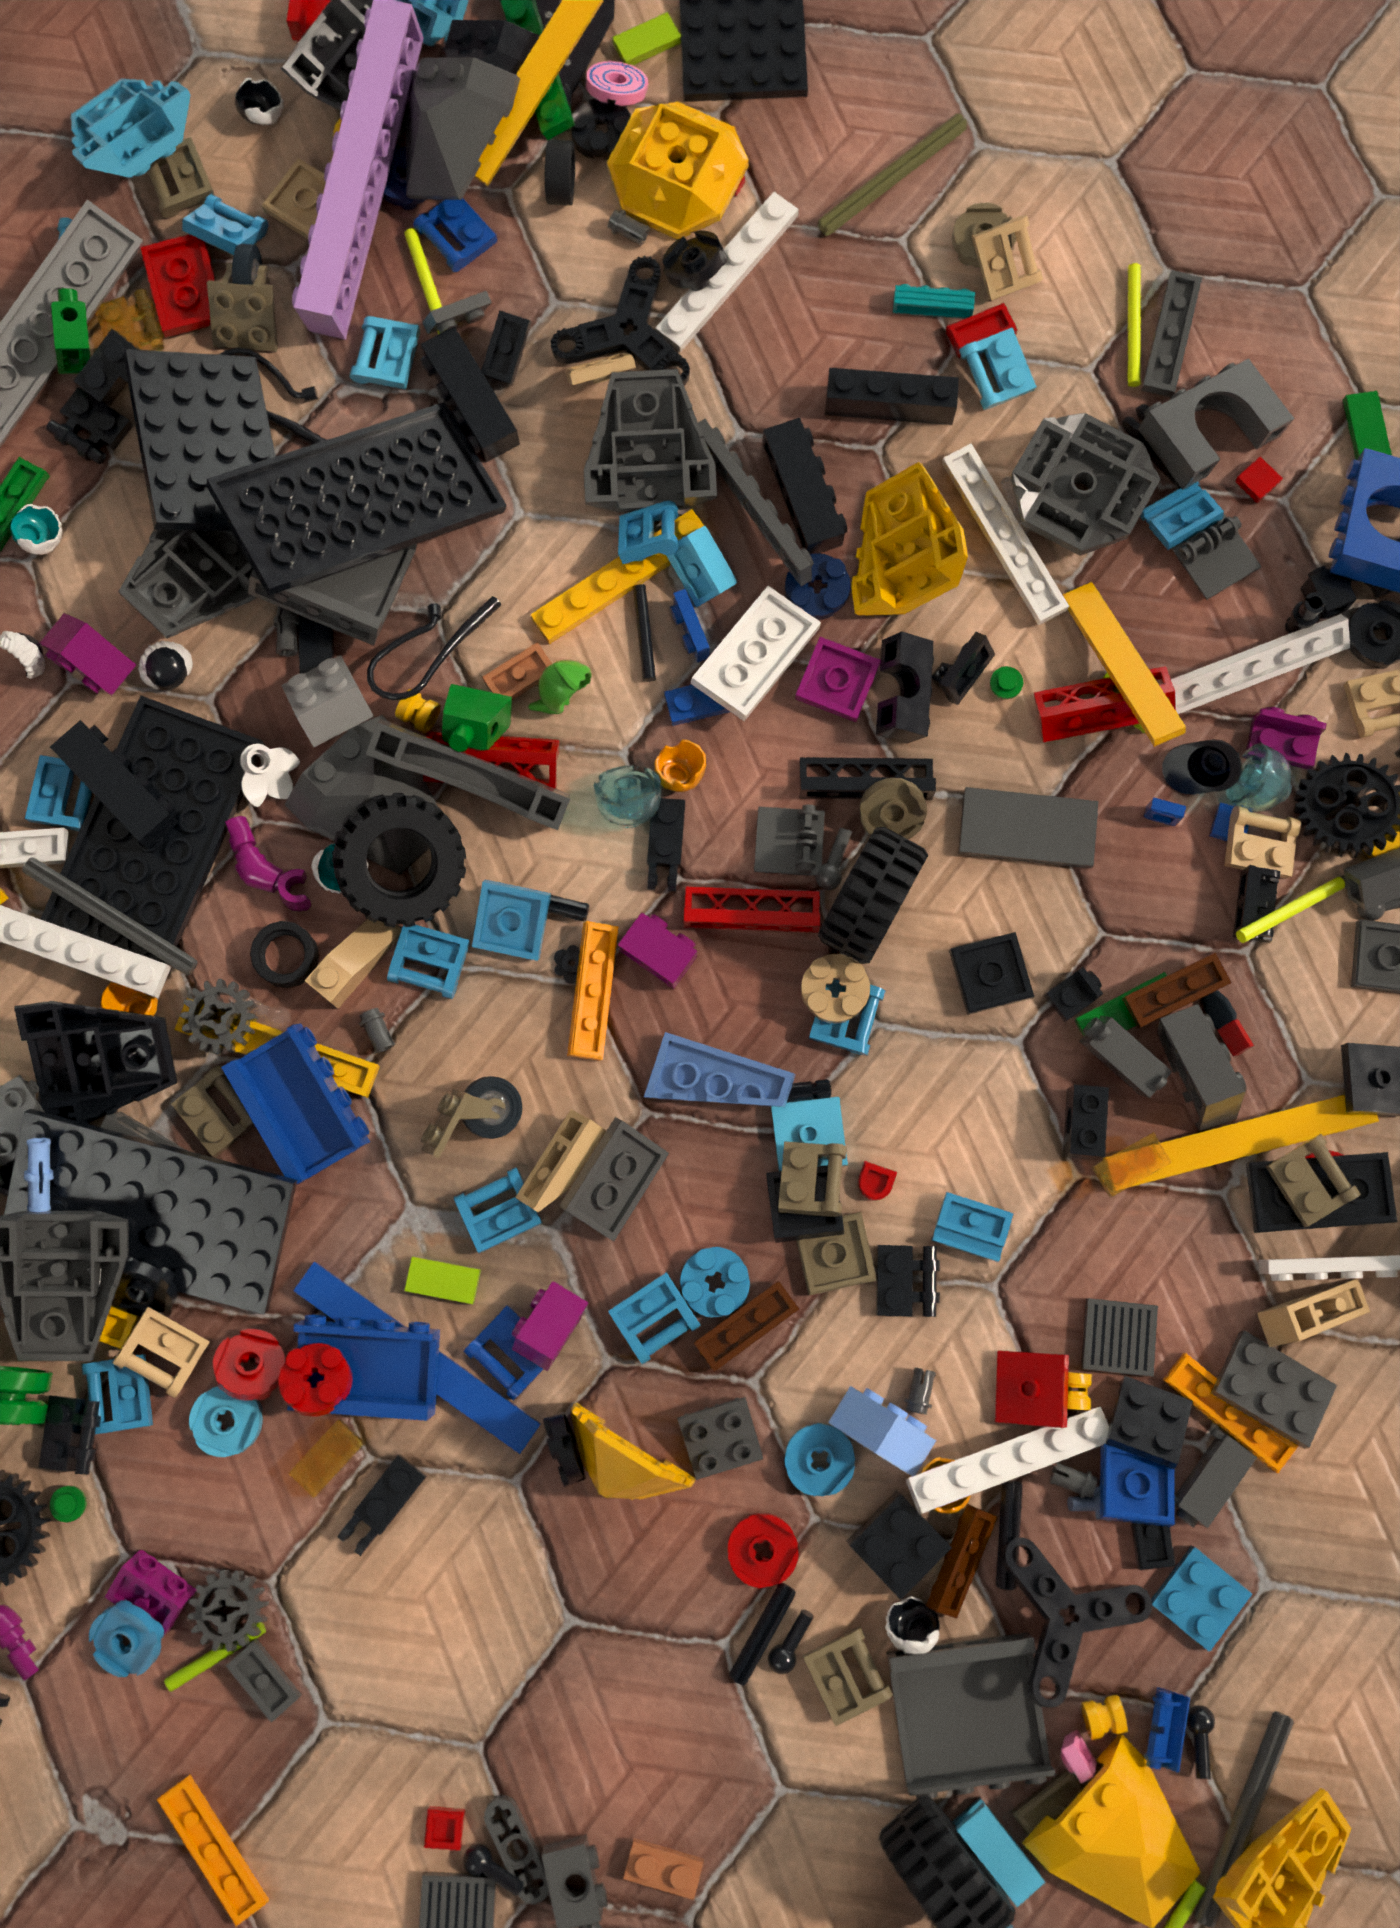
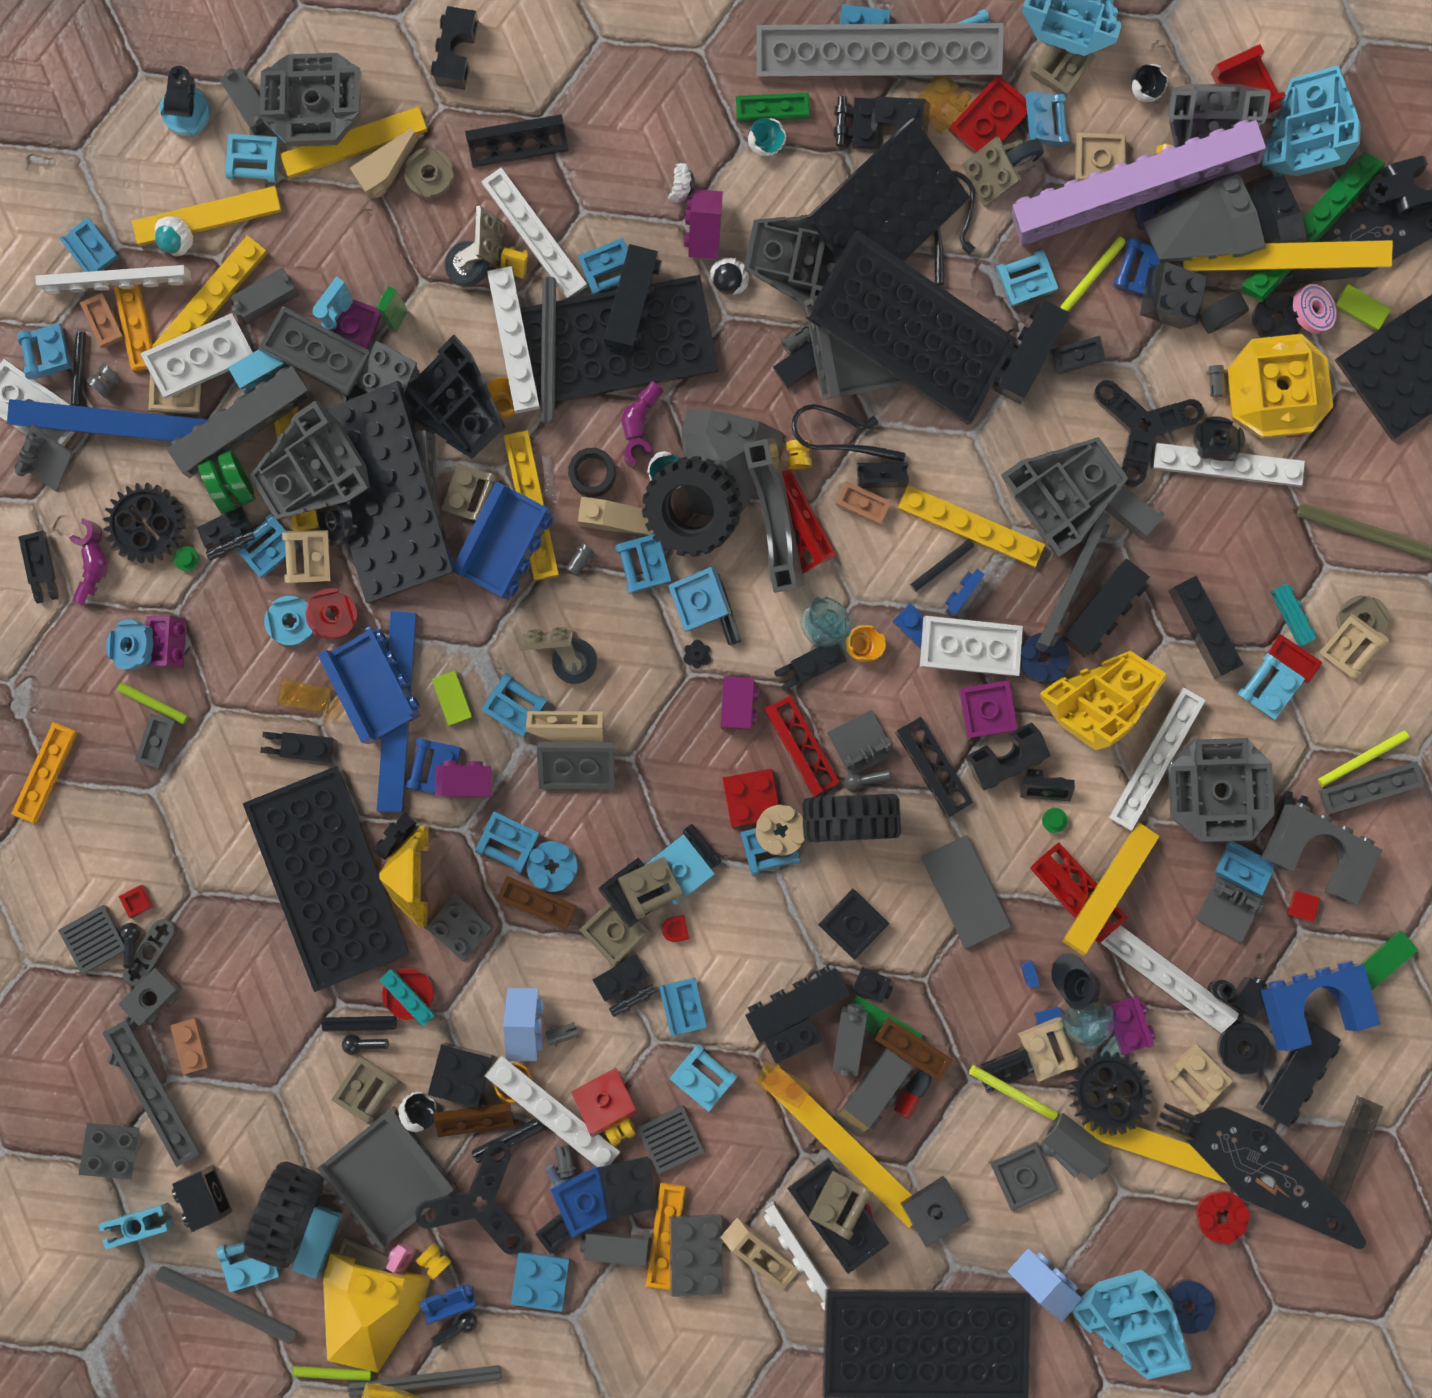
camera: 60 degrees right, 5 degrees up
(38, 1175) = (364, 415): light blue pin -> none
(70, 332) = (901, 78): green torso -> none
(205, 1020) = (520, 466): dark grey gear -> none
(228, 1624) = (175, 700): dark grey gear -> none
(271, 776) = (698, 389): white plate -> none
(326, 700) = (767, 394): light grey brick -> none
(328, 1393) = (349, 646): red plate -> none
(448, 316) = (1073, 304): dark grey plate -> none
(474, 718) = (814, 494): green torso -> none
(501, 634) = (882, 475): none -> black hinge
(506, 211) = (1173, 295): none -> black brick
(558, 684) = (871, 534): bright green piece -> none
(562, 1567) = (326, 878): none -> black plate
(592, 991) = (687, 678): light orange tile -> none
(600, 369) = (1101, 425): tan plate -> none
(637, 532) = (1005, 519): dark azure plate -> none
(701, 566) = (1008, 574): medium azure panel -> none
(707, 1074) = (678, 784): medium blue wing -> none
(720, 394) = (1133, 513): none -> dark grey brick
(768, 1552) = (407, 997): none -> teal piece
(773, 1003) = (749, 796): none -> red plate
(819, 1480) = (471, 1005): dark azure plate -> none
(893, 805) = (920, 797): dark tan tile -> none
(1046, 1093) = (797, 1004): none -> black brick
(1072, 1265) = (699, 1085): none -> medium azure plate

